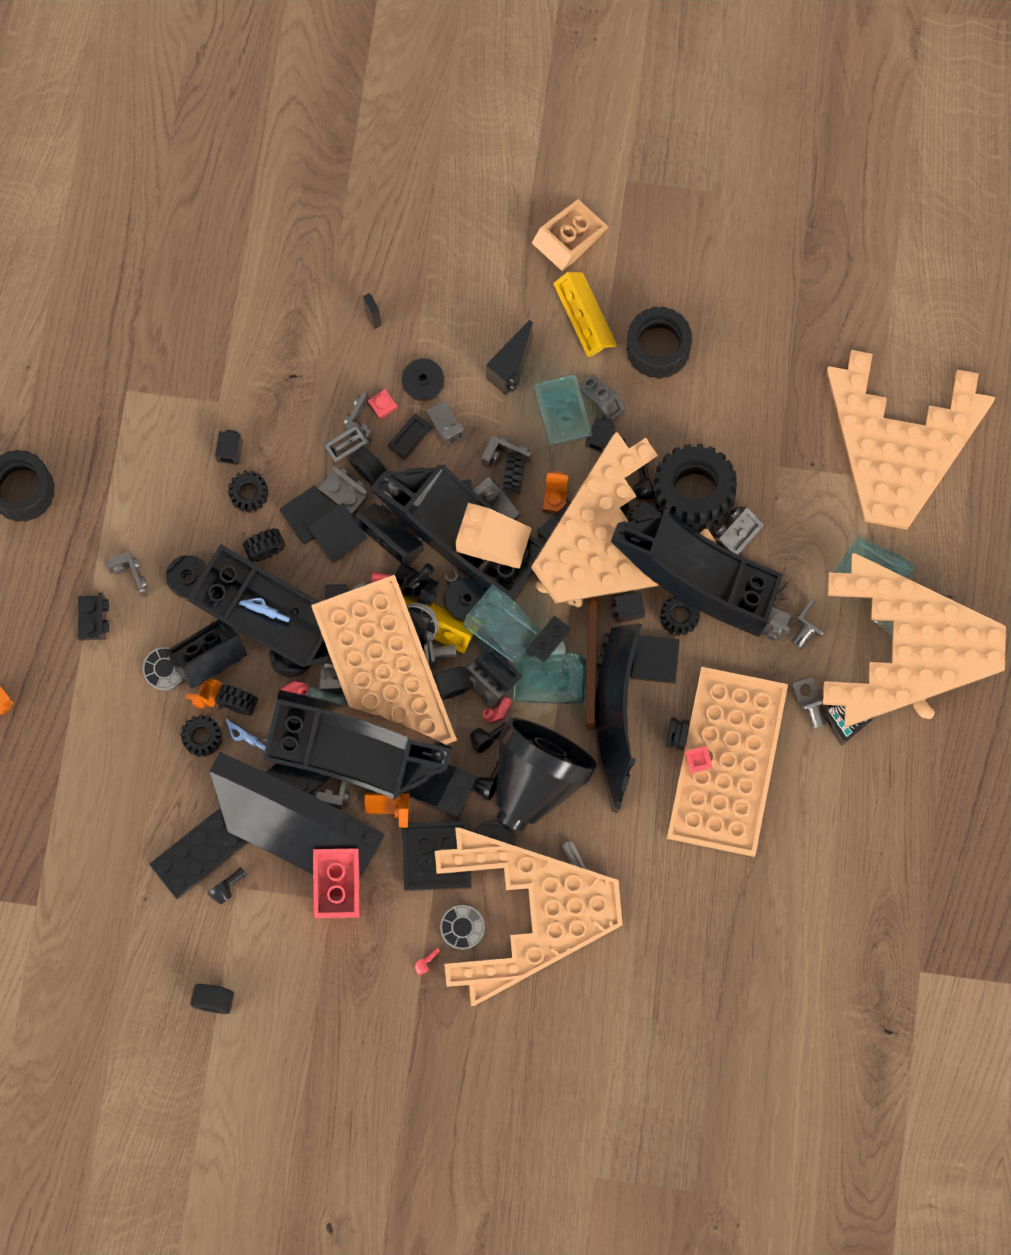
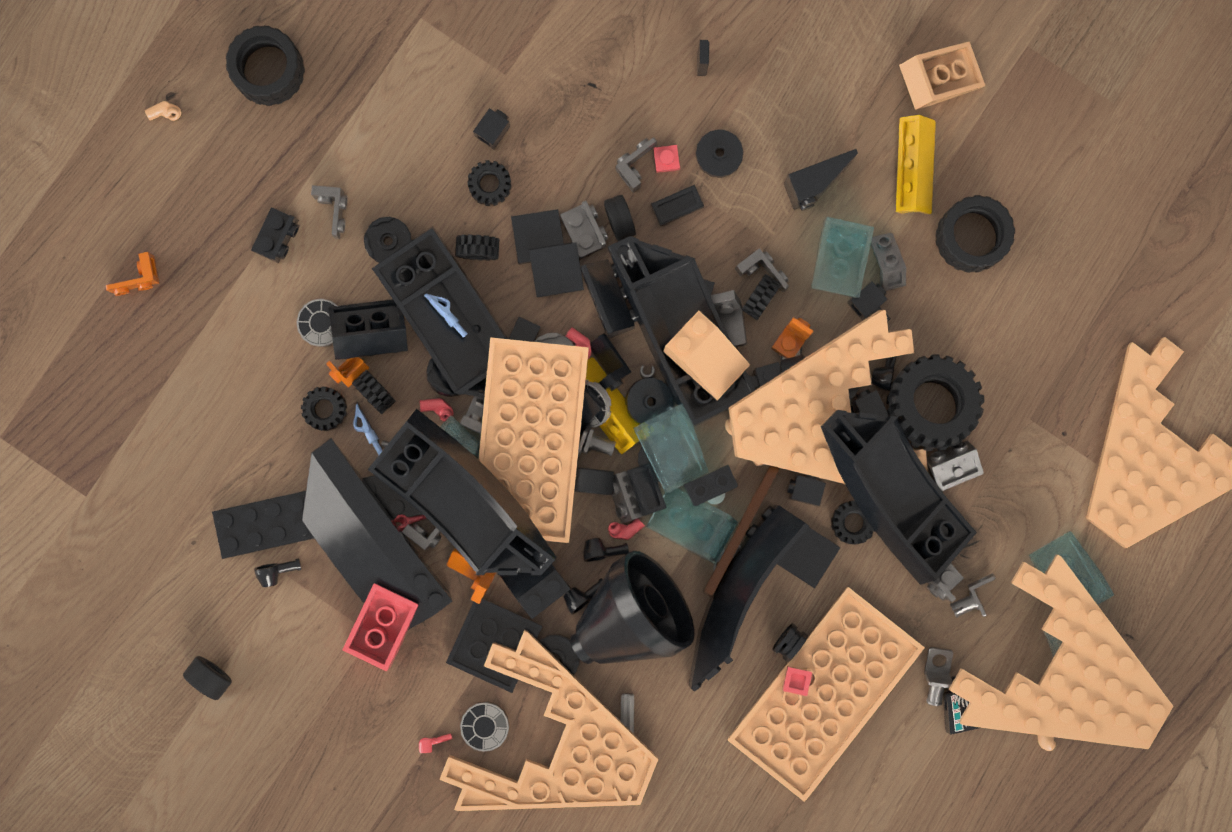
camera: 20 degrees right, 10 degrees up
(313, 792) = (408, 520): none -> coral hand
(361, 433) = (628, 181): tile -> none
(416, 582) = (605, 361): black bar -> none
(446, 424) = (719, 211): flat silver bracket -> none

